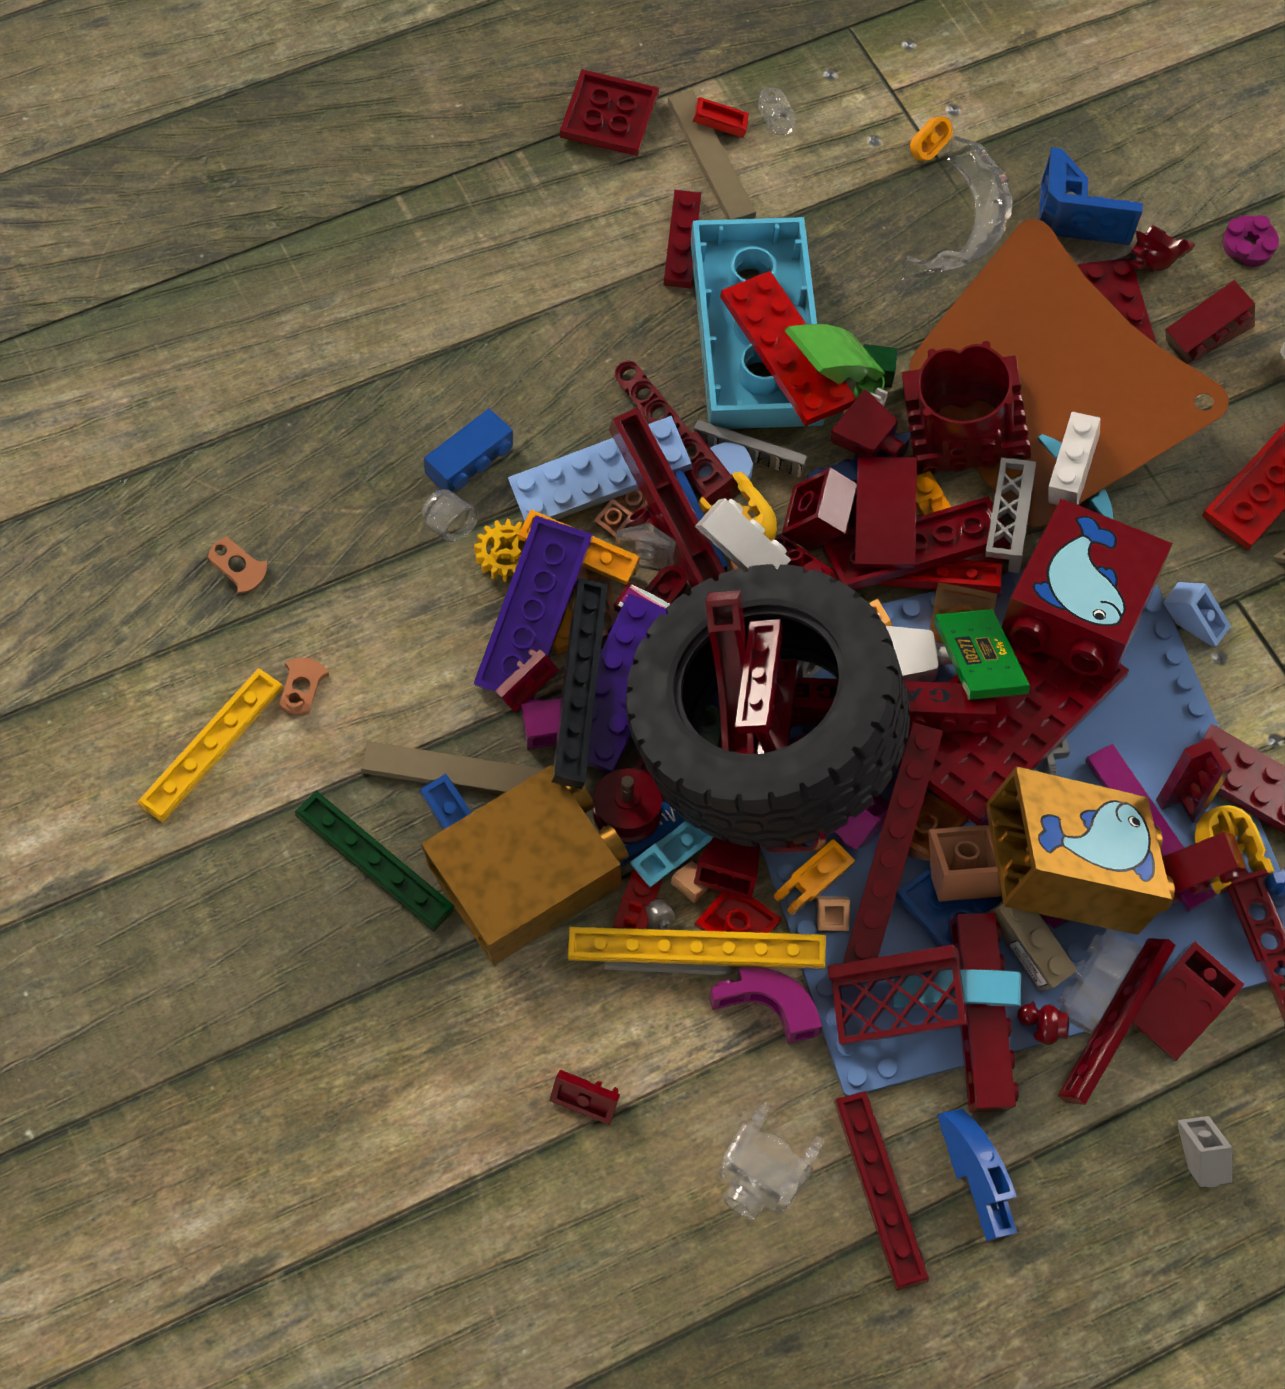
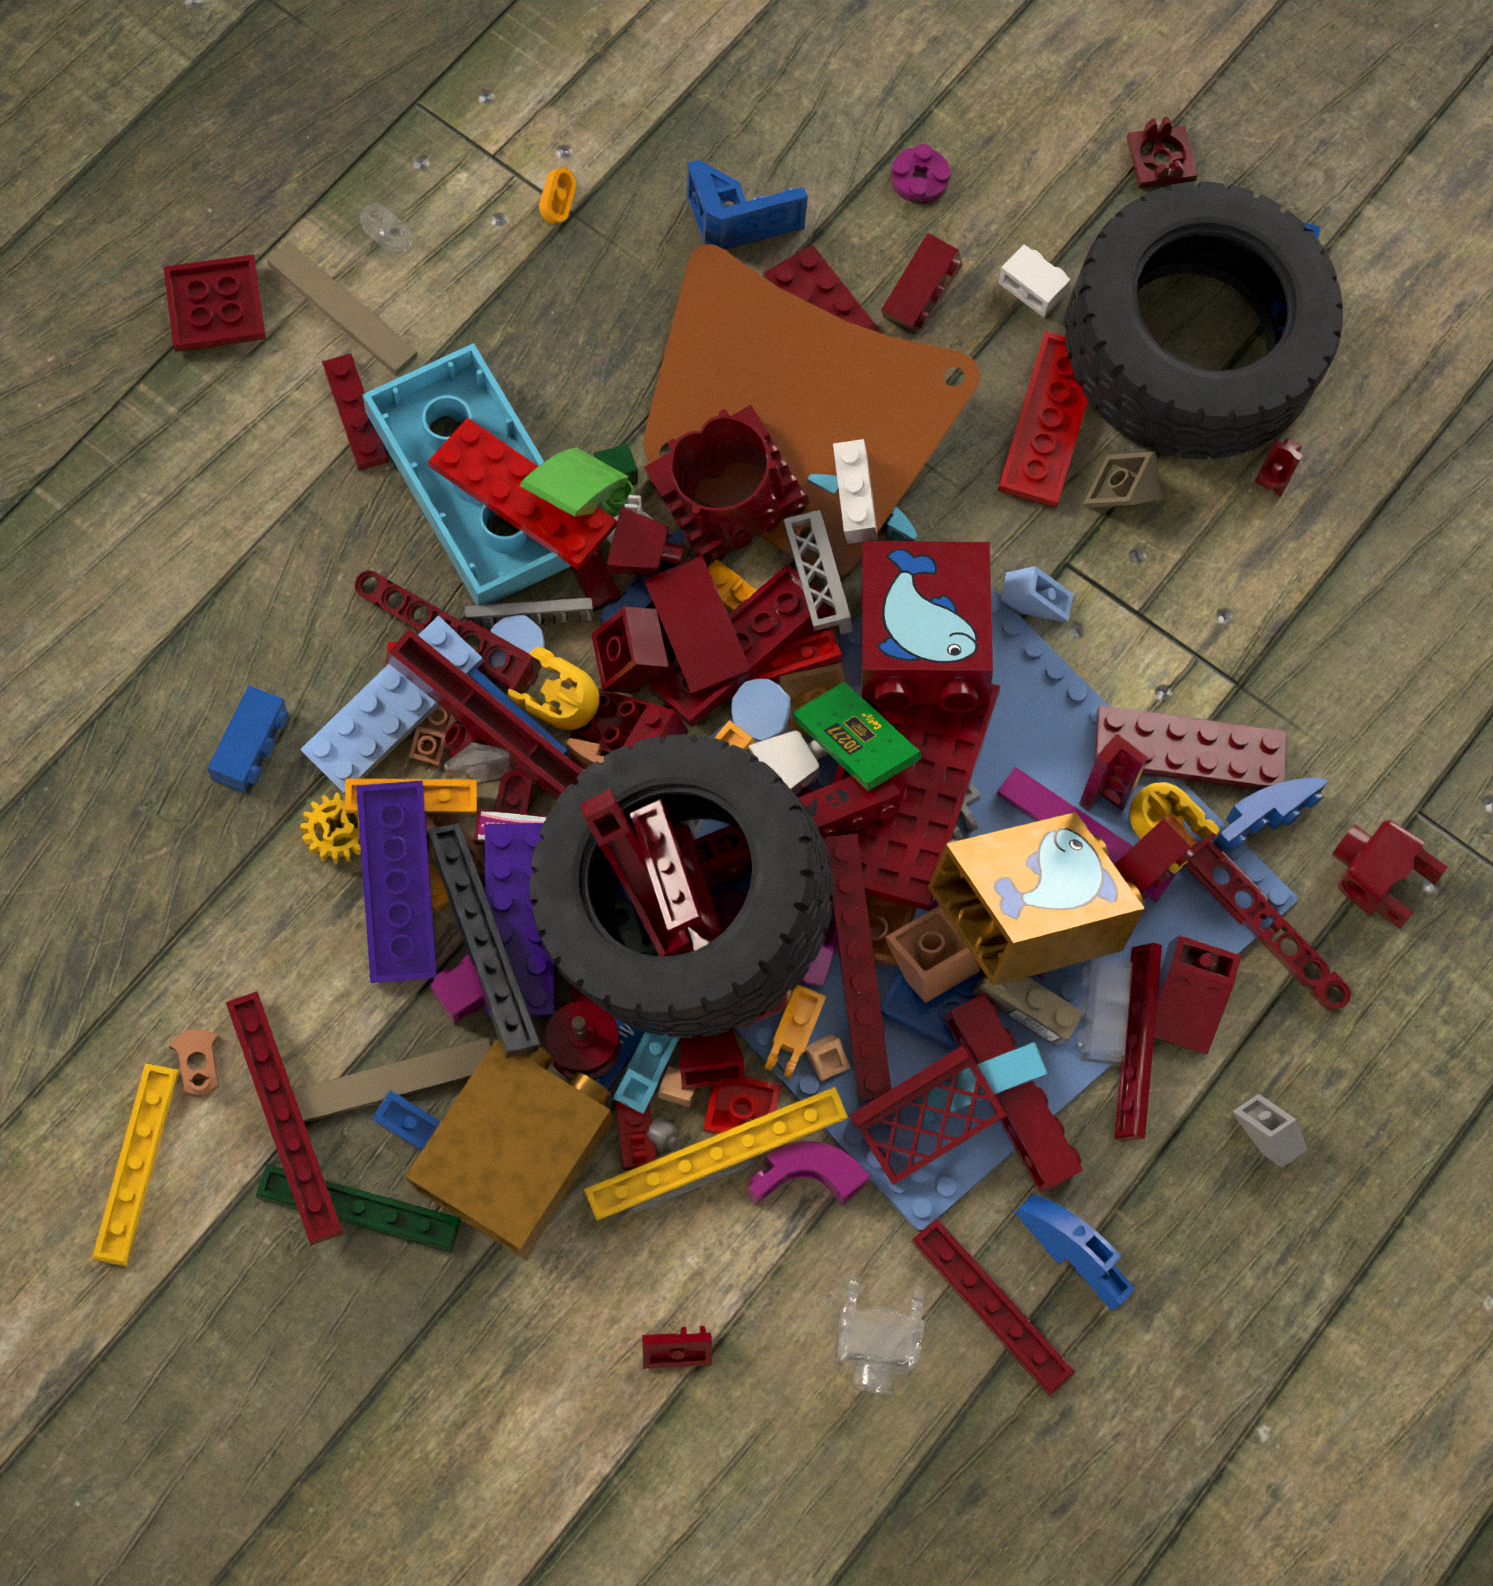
camera: 25 degrees left, 5 degrees up
(244, 580) = (89, 965): nougat piece -> none
(347, 760) = (284, 1119): none -> dark red plate
(441, 510) = (254, 813): clear helmet -> none
(527, 680) = (425, 959): dark red plate -> none
(720, 117) = (332, 260): red tile -> none
(740, 538) = (574, 721): white brick -> none
(818, 446) = (597, 582): none -> dark red tile
(910, 601) = (761, 708): none -> light blue hat
(992, 210) = (653, 249): clear windscreen -> none
(1051, 1022) = (1079, 1072): dark red animal -> none
(1158, 250) = (836, 224): dark red helmet -> none

